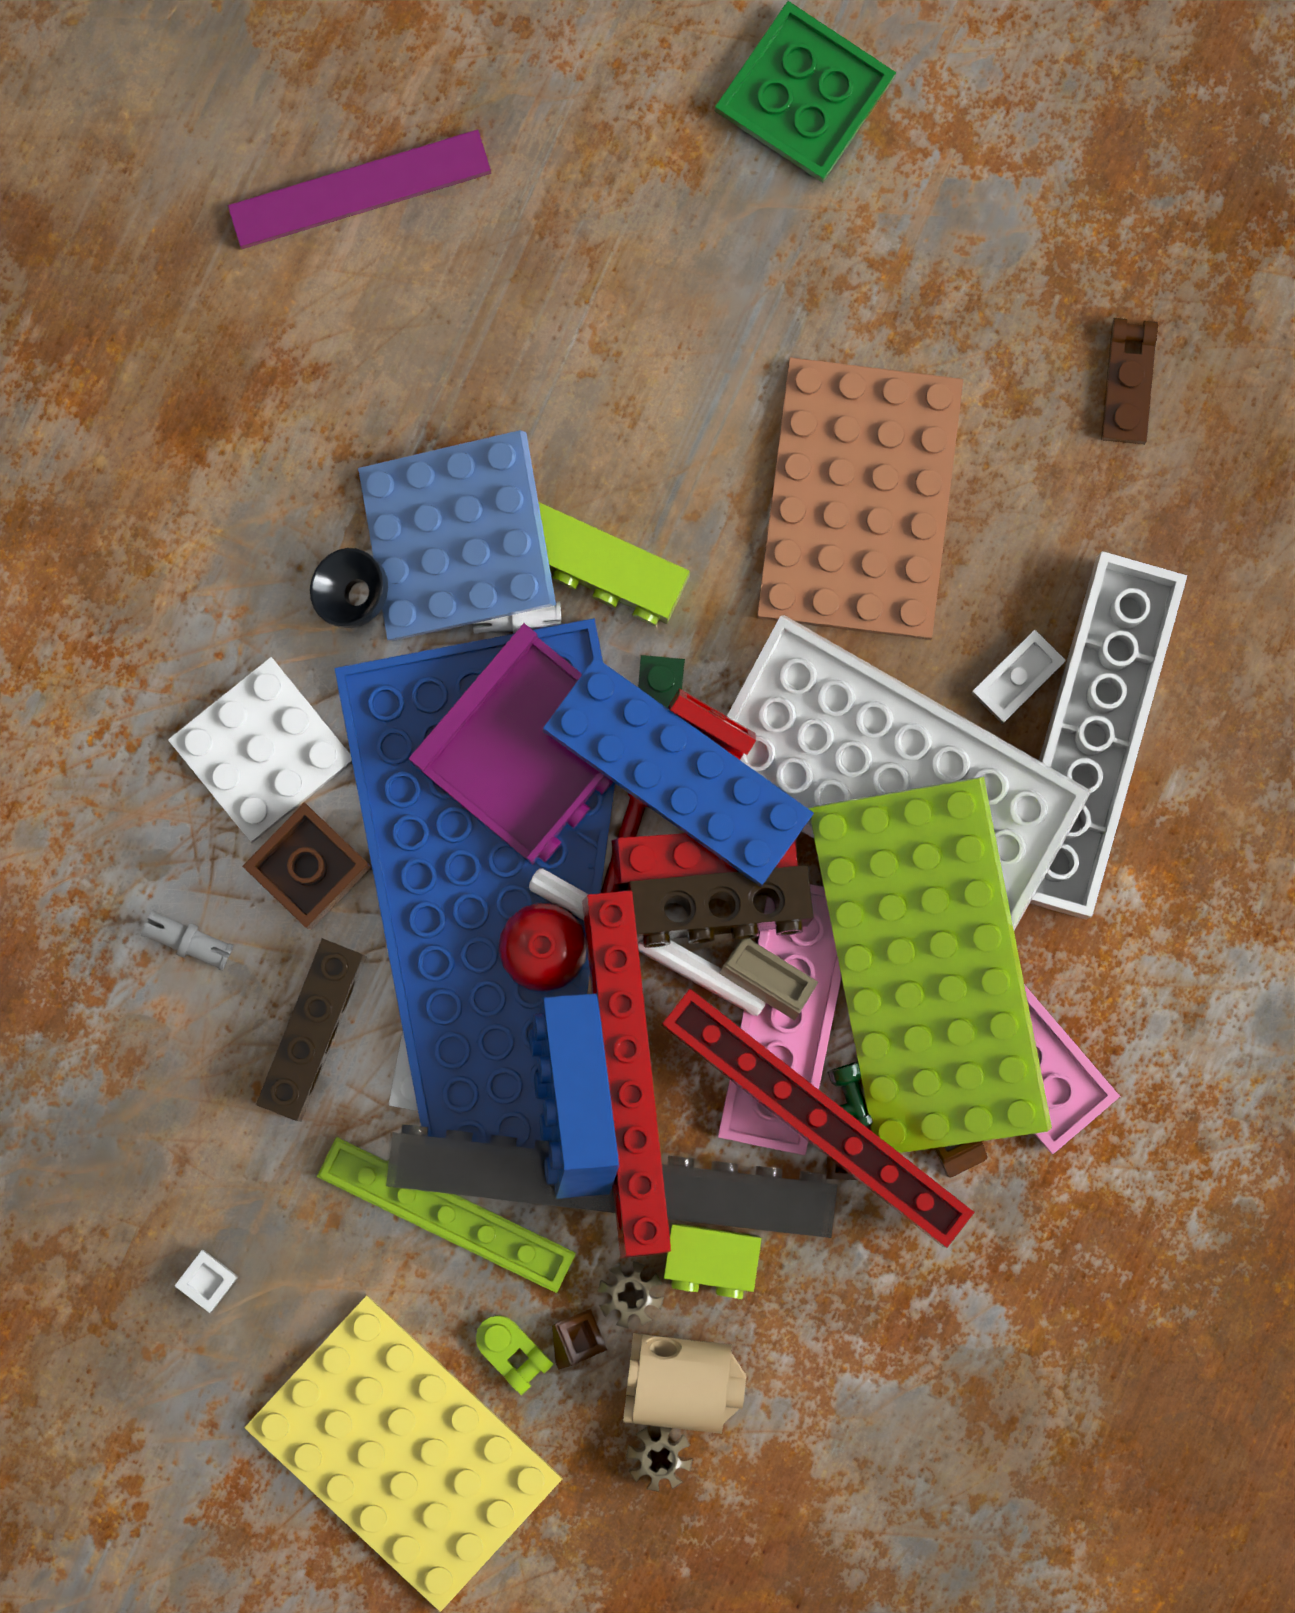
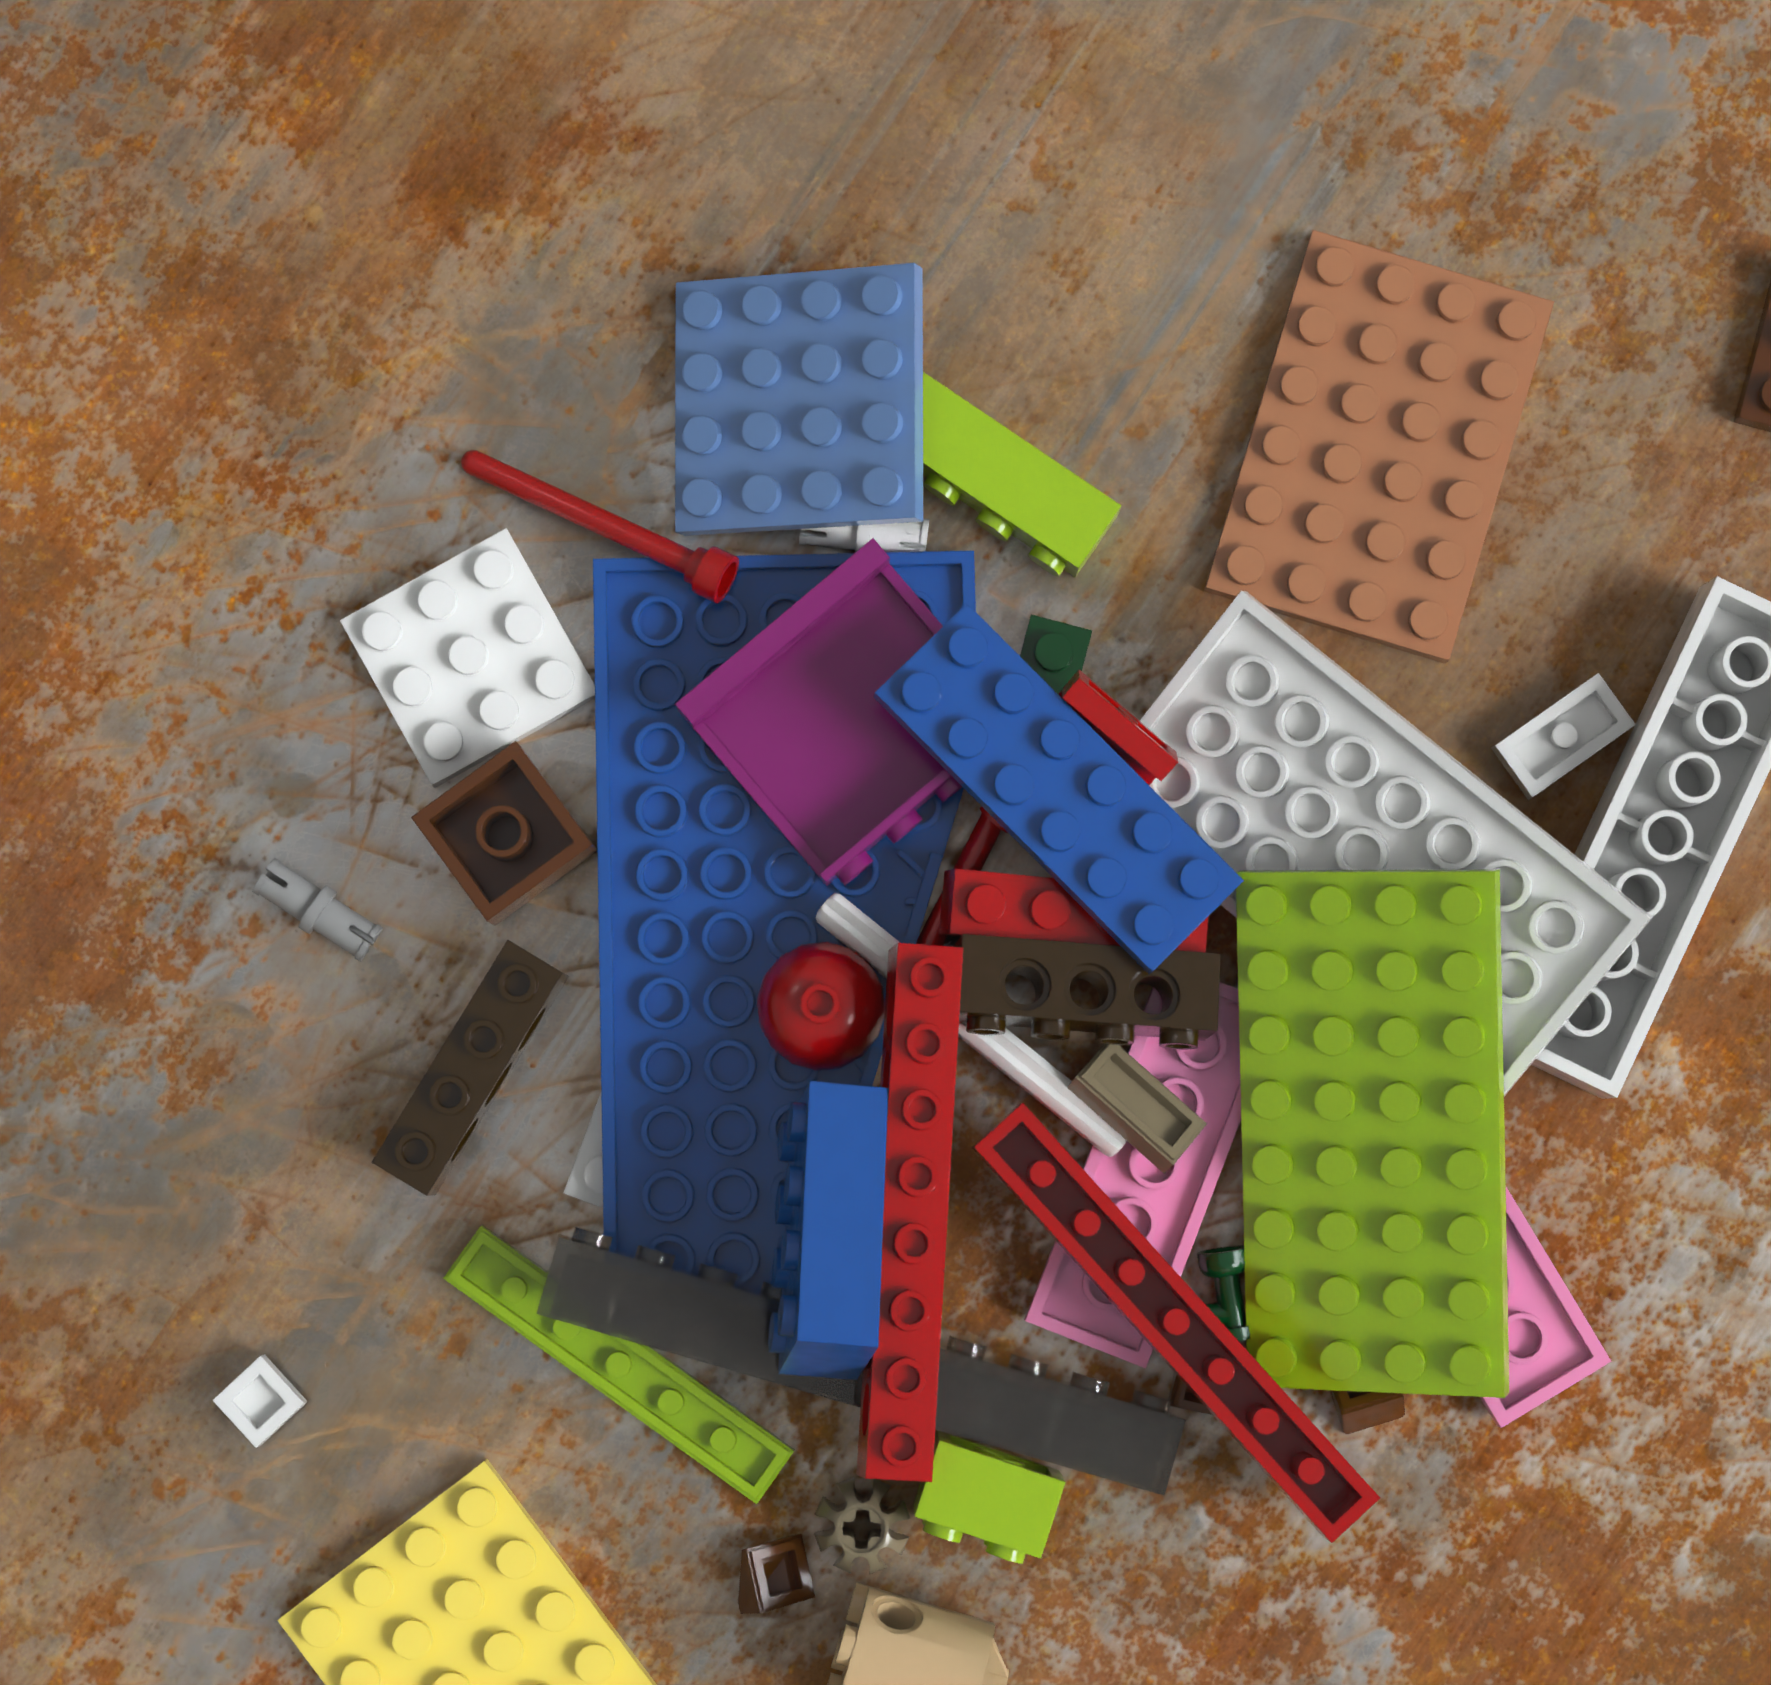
camera: 10 degrees right, 0 degrees up
(334, 580) = (615, 435): black piece -> none
(414, 663) = (708, 571): none -> red piece
(499, 1339) = (664, 1556): lime plate -> none

